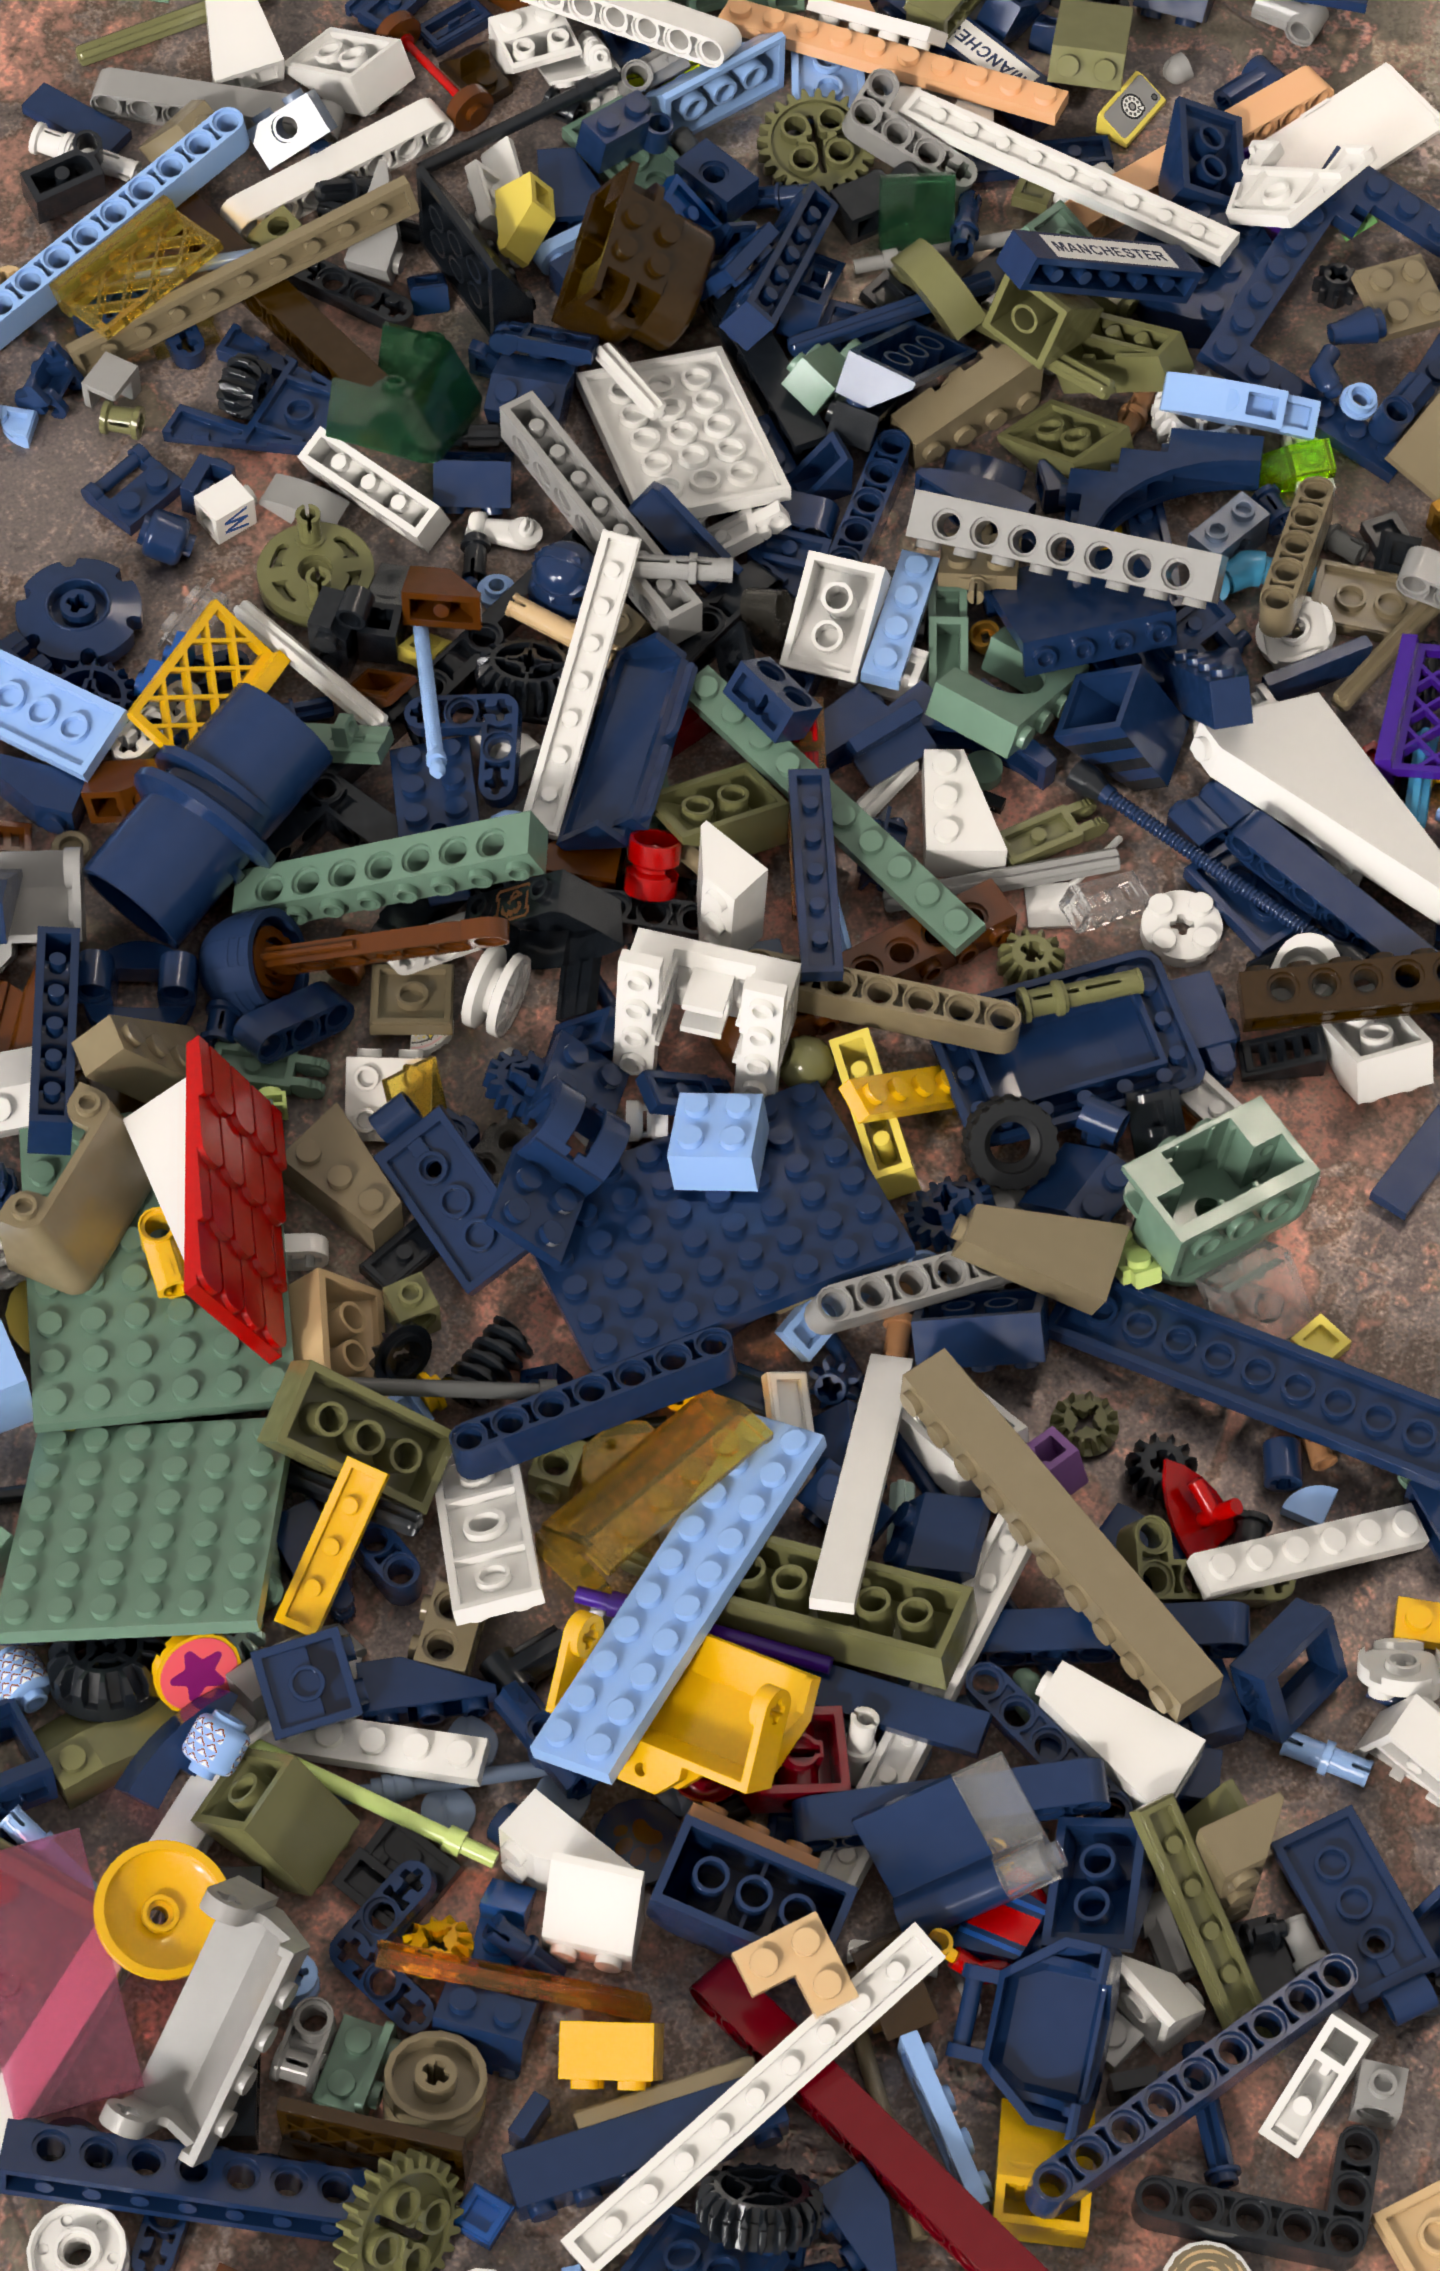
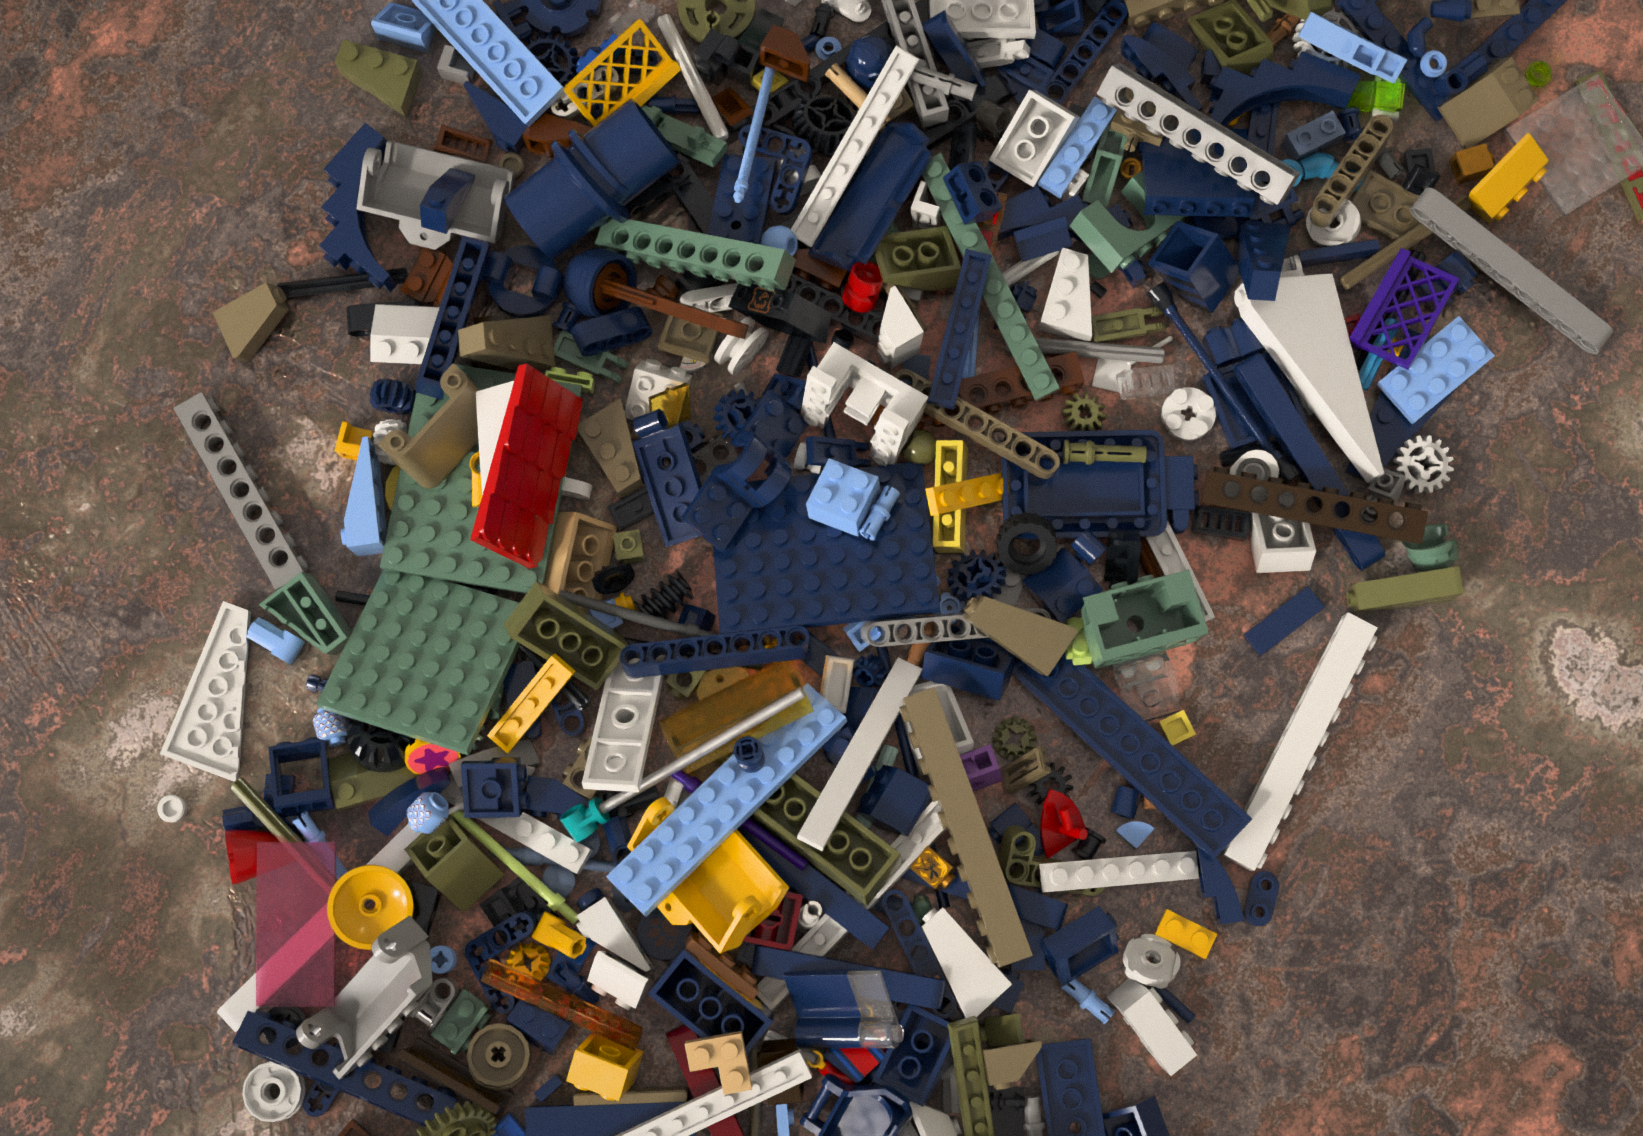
camera: 20 degrees right, 20 degrees up
(463, 1696) = (582, 821): none -> flat silver piece
(469, 1878) = (555, 934): none -> yellow piece
(696, 1513) = (751, 760): none -> dark blue wheel
(708, 748) = (924, 214): none -> white panel
(779, 1149) = (879, 512): none -> light blue pin
(1029, 1614) = (934, 869): none -> pearl gold brick
(1120, 1456) = (1025, 775): none -> dark tan tile

